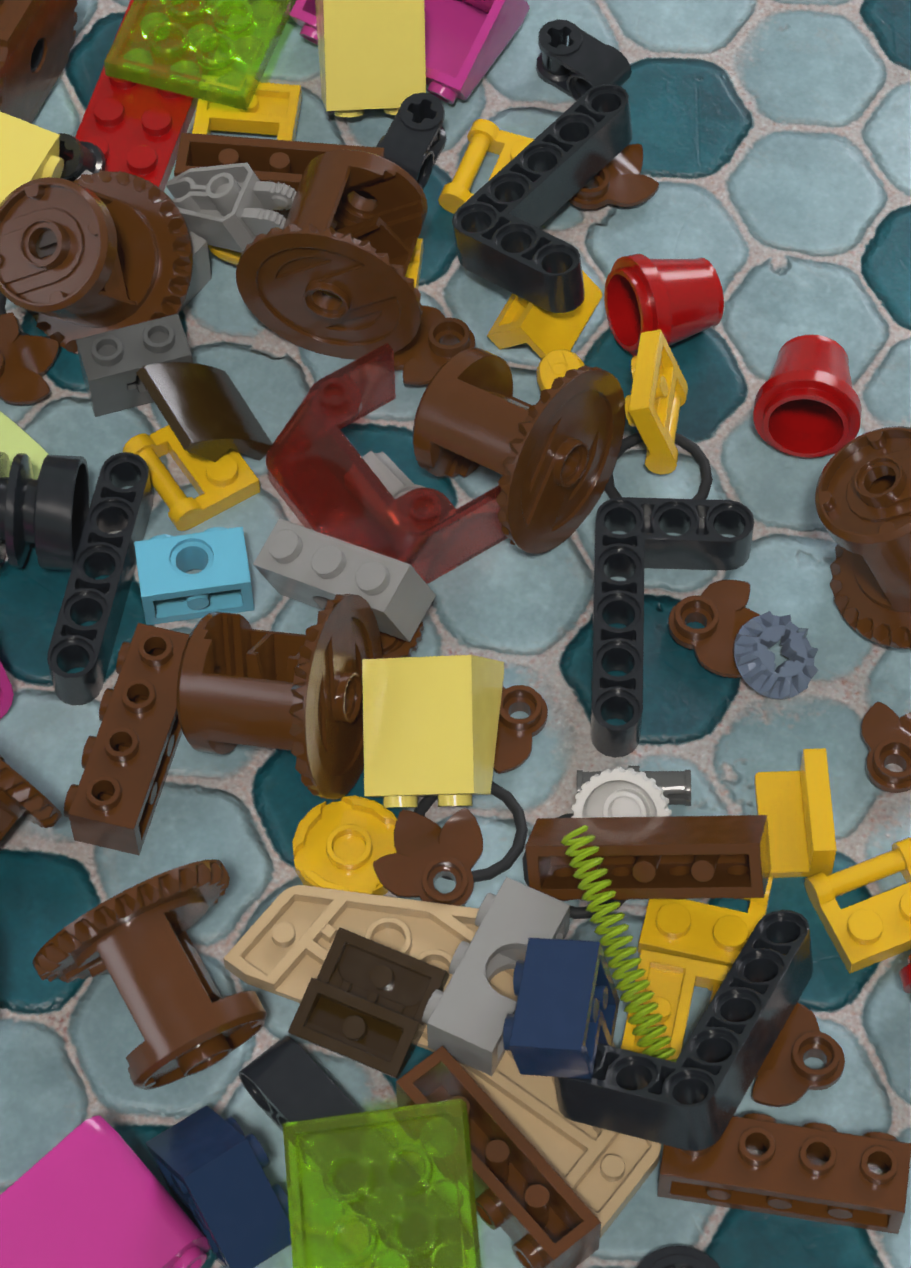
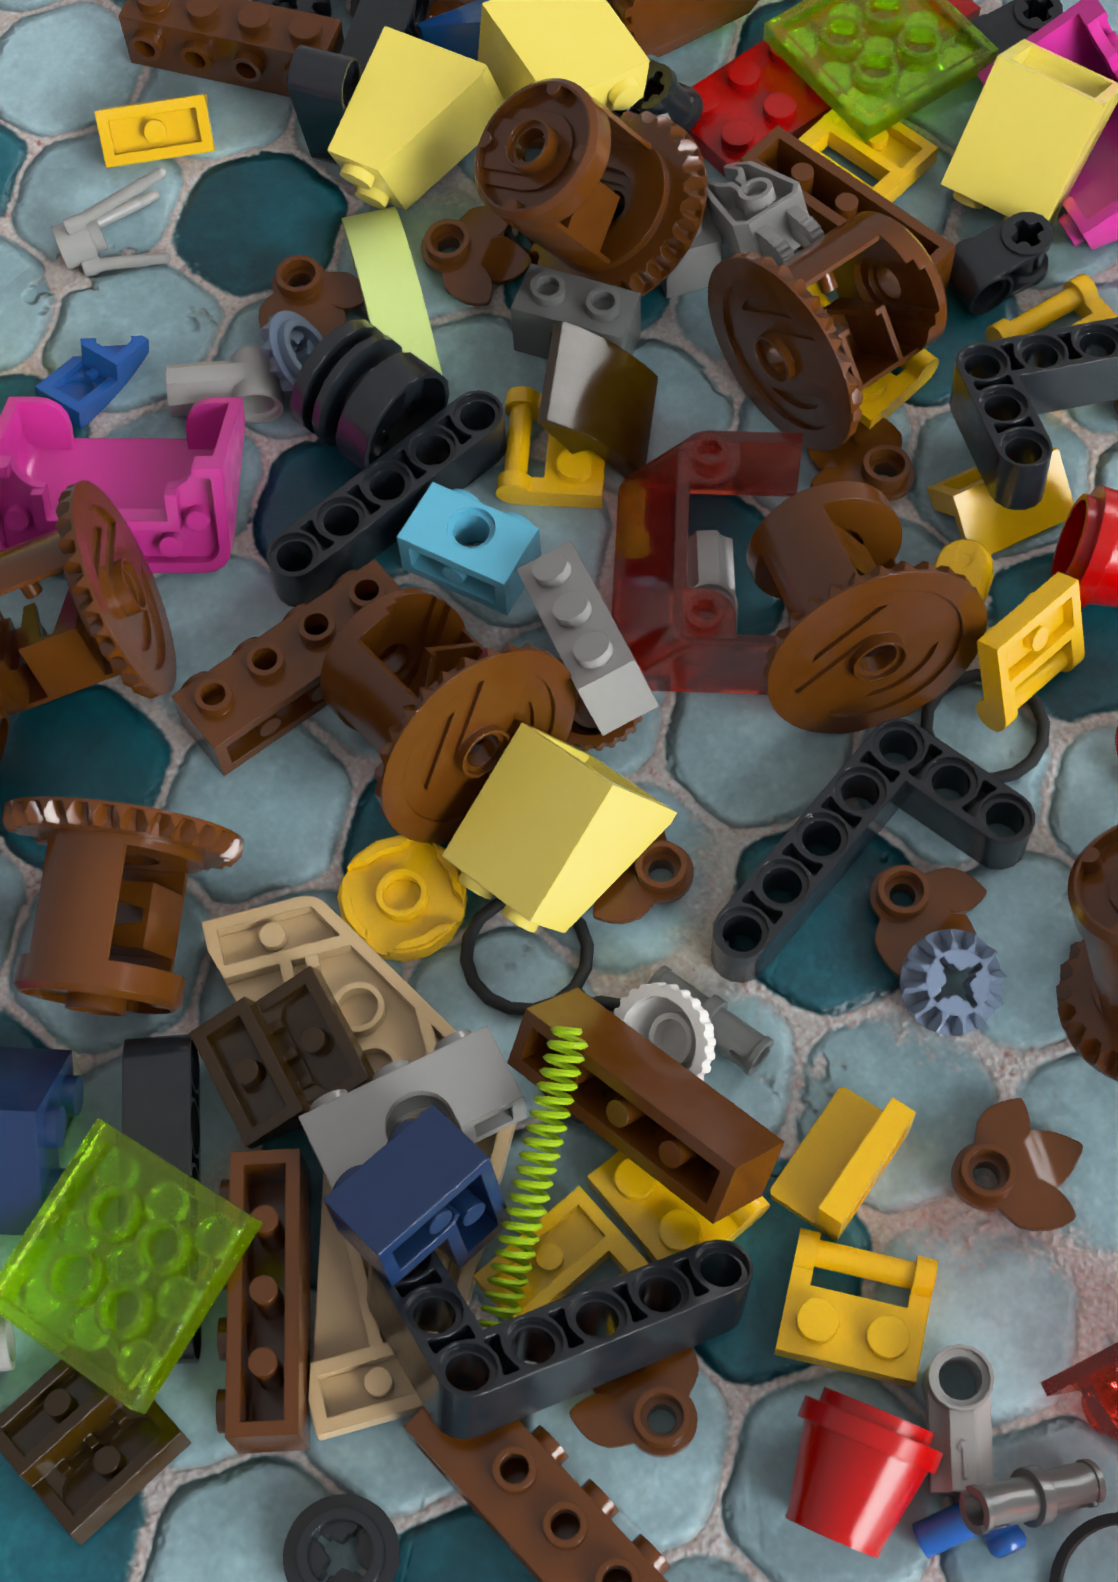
camera: 40 degrees right, 5 degrees up
(430, 852) = (461, 950): reddish brown plate -> none

